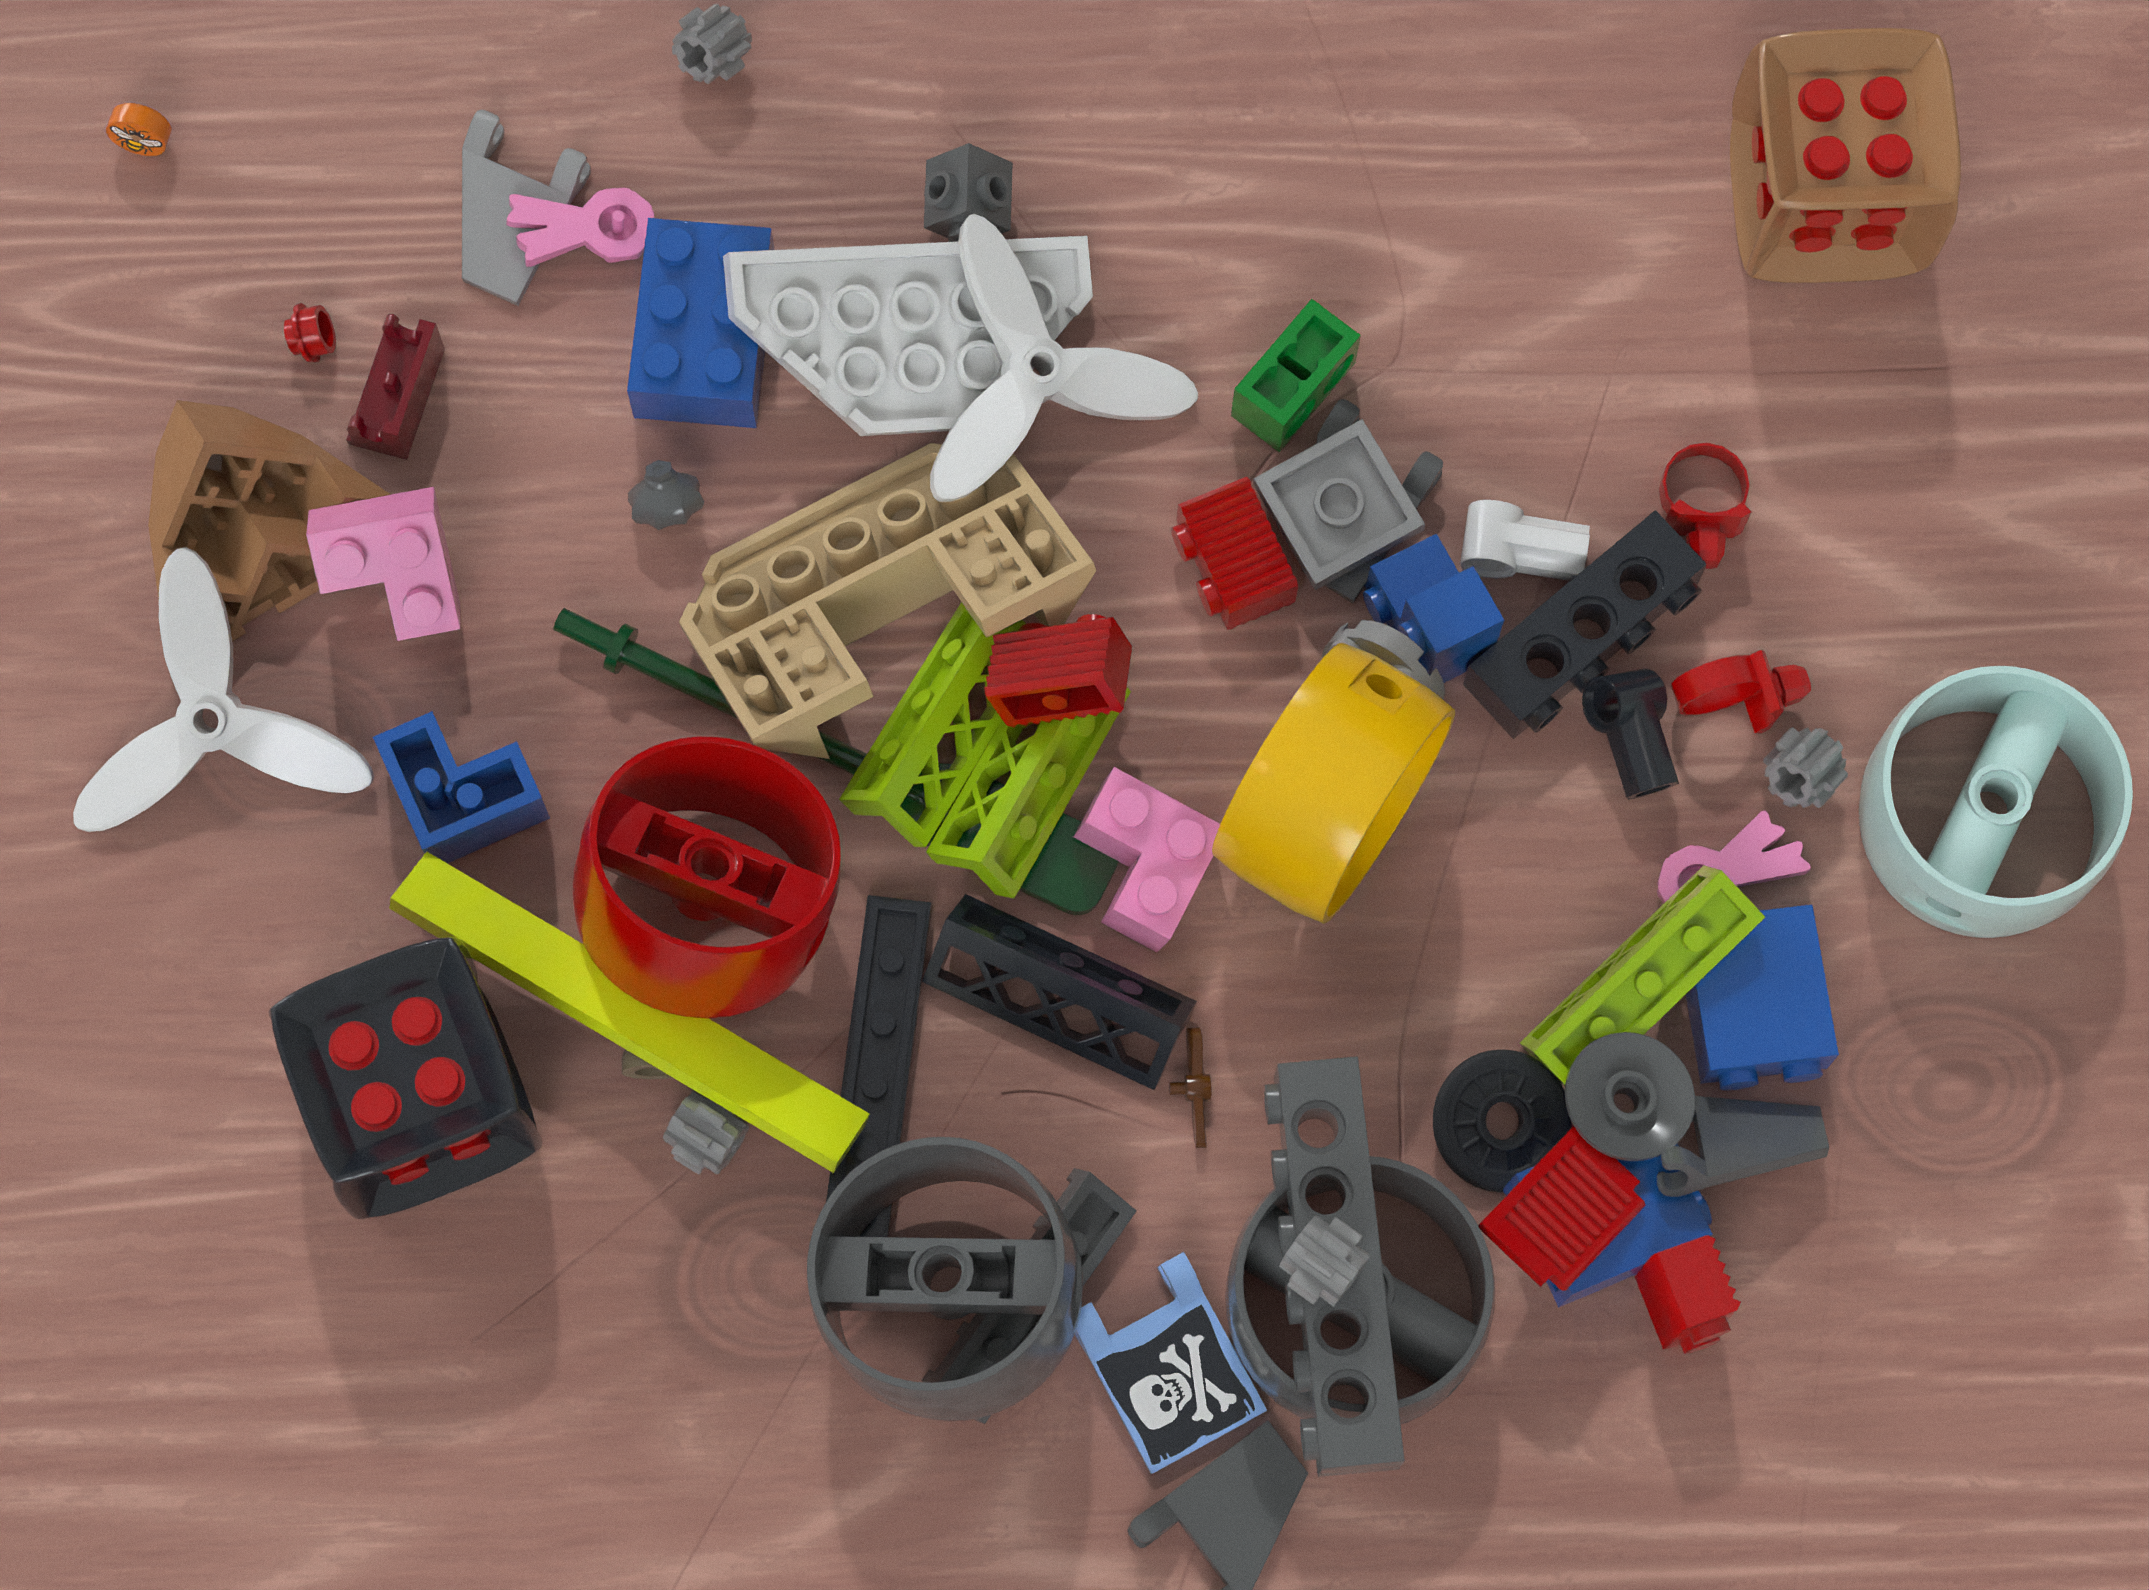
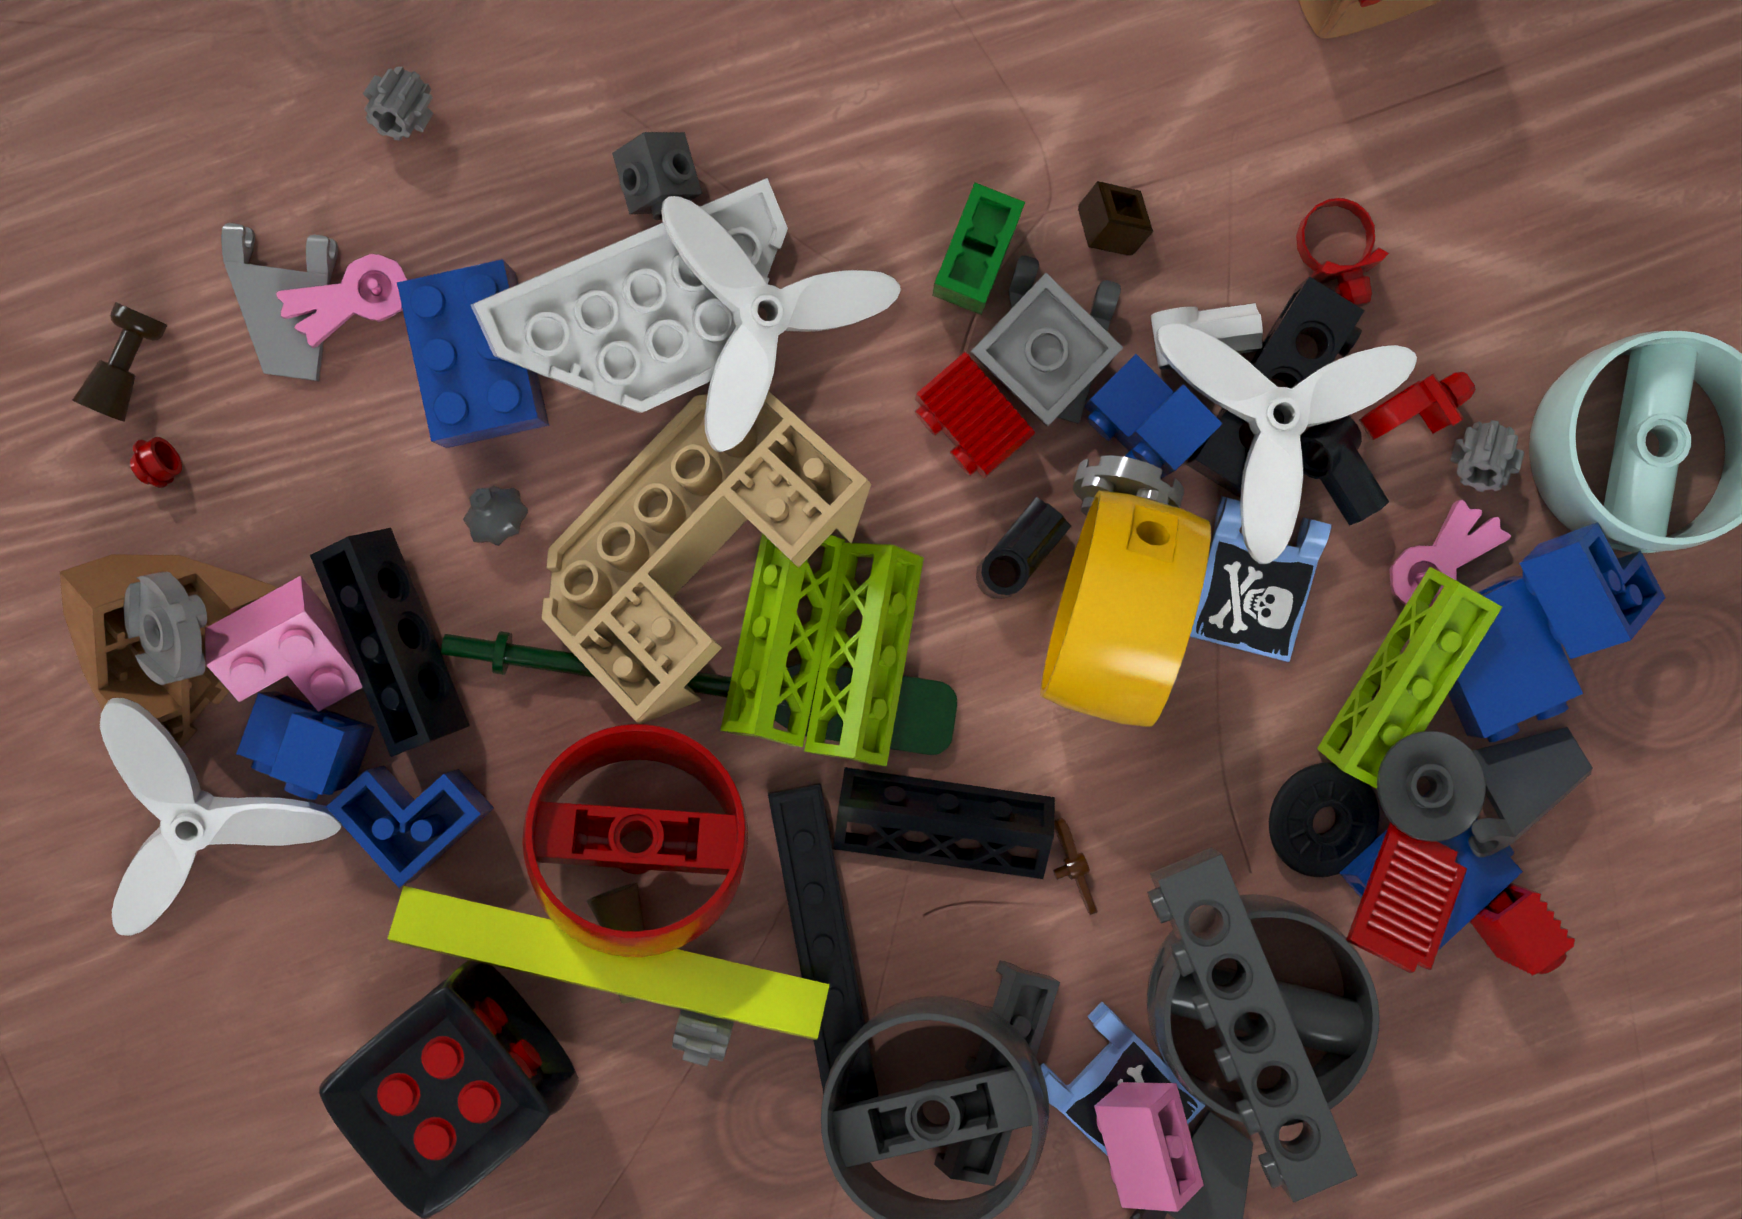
camera: 10 degrees left, 15 degrees up
(274, 486) = (167, 627): none -> light grey plate
(296, 233) = (110, 382): none -> dark brown piece
(367, 671) = (304, 746): none -> blue brick
(397, 388) = (244, 487): dark red hinge -> none
(503, 592) = (389, 640): none -> black brick
(1059, 671) = (866, 574): red brick -> none
(1160, 844) = (998, 699): bright pink brick -> none
(1181, 1413) = (1149, 1146): none -> bright pink brick
(1244, 710) = (1023, 547): none -> black piece
(1324, 1260) = (1252, 1047): light grey gear -> none
(1460, 394) = (1114, 218): none -> dark brown slope
(1499, 837) = (1252, 602): none -> flag
(1624, 634) = (1274, 462): none -> white piece
(1870, 937) = (1589, 592): none -> blue brick

